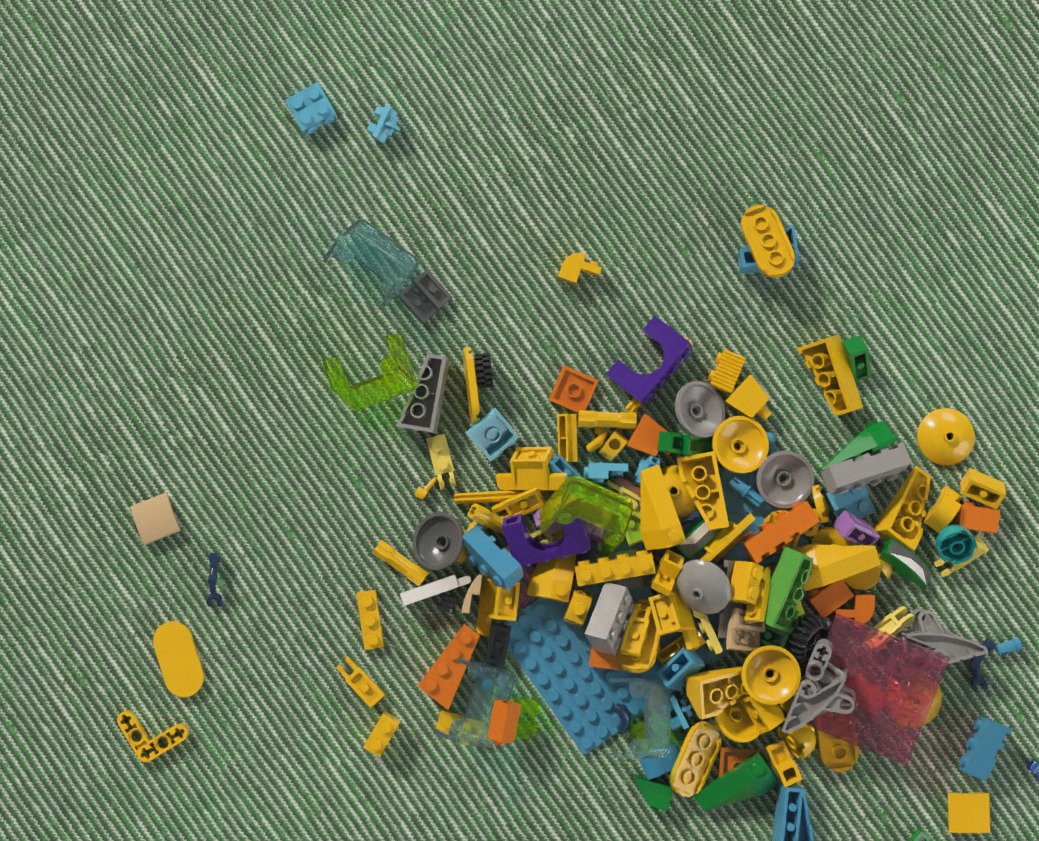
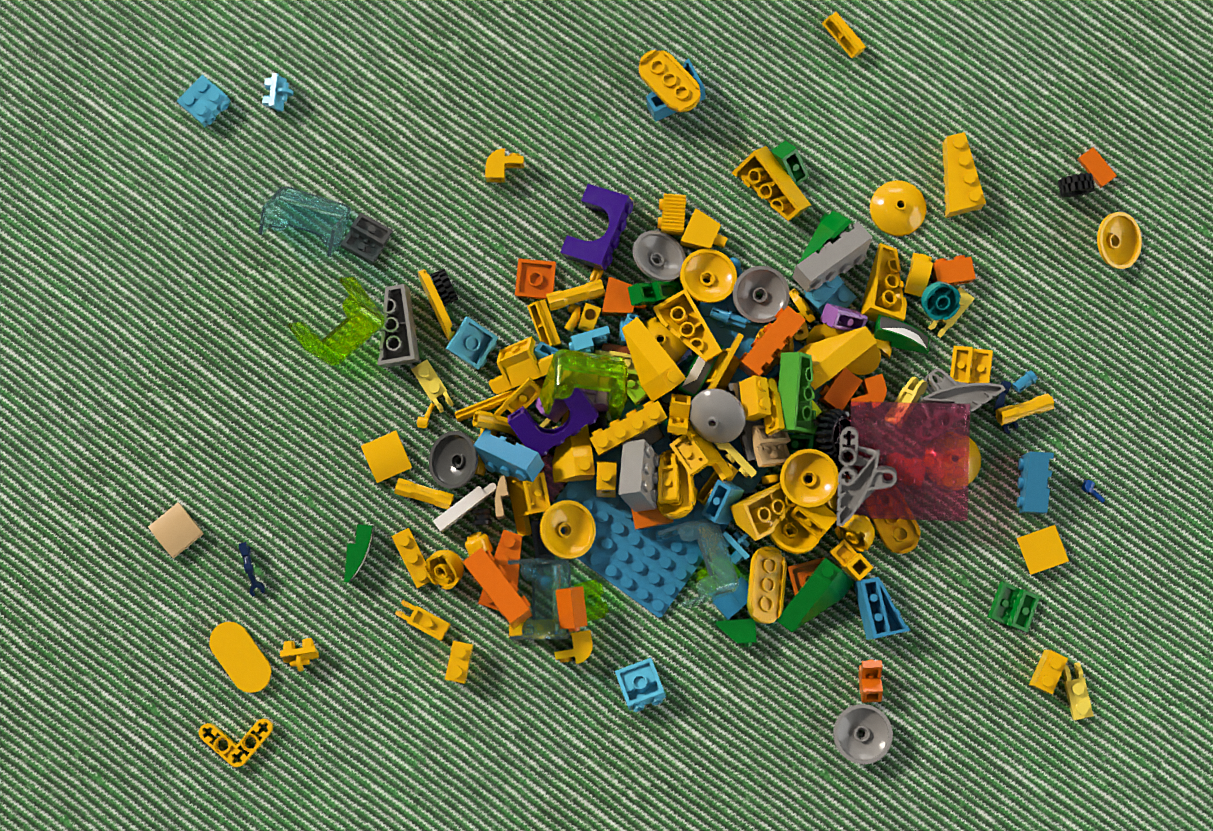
camera: 15 degrees left, 5 degrees down
(225, 672) = (299, 656): none -> yellow hips
(320, 596) = (358, 552): none -> green slope
(376, 514) = (386, 456): none -> yellow slope
(397, 642) = (444, 568): none -> yellow cylinder
(435, 630) = (476, 541): none -> yellow head
(440, 680) = (498, 588): none -> orange wedge
(500, 761) = (582, 648): none -> yellow brick
(535, 645) = (578, 527): none -> yellow dish
(545, 812) = (640, 685): none -> medium azure plate
(625, 716) = (685, 566): dark blue arm -> none
(733, 659) = (770, 479): none -> yellow tile
(952, 249) = (844, 35): none -> yellow piece
(962, 614) = (971, 365): none -> yellow slope
(983, 488) = (948, 242): yellow brick -> none
(1013, 674) = (1014, 412): none -> yellow axle
(1017, 427) = (961, 179): none -> yellow wedge

